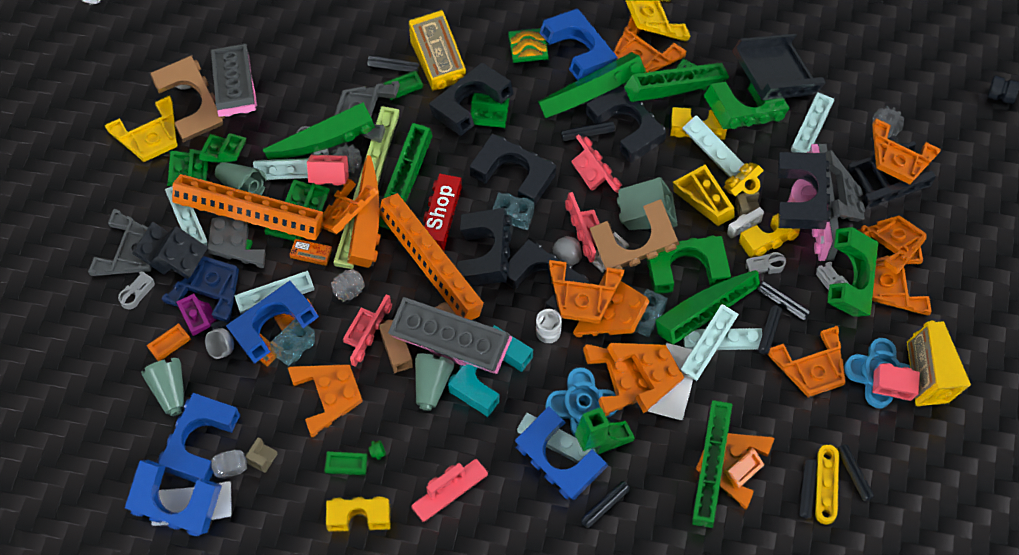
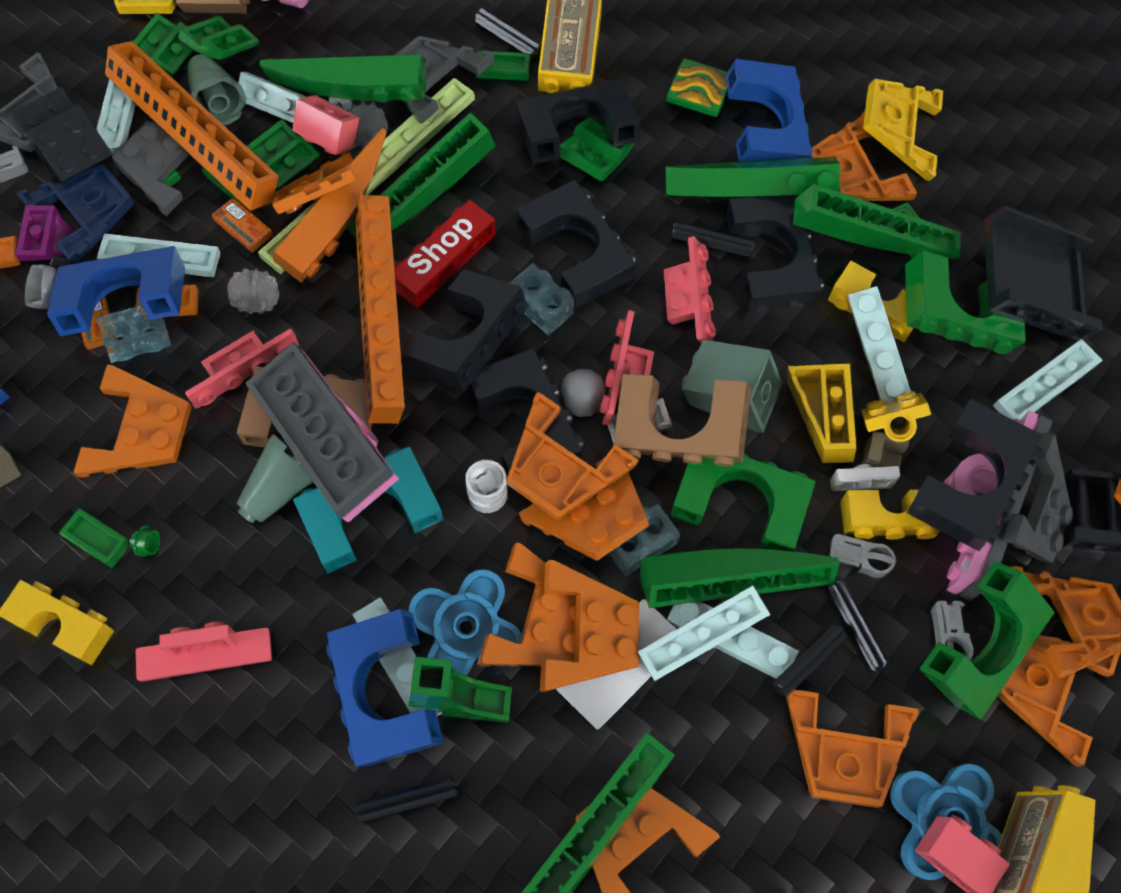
camera: 25 degrees right, 5 degrees up
(744, 468) = (644, 861): orange tile -> none

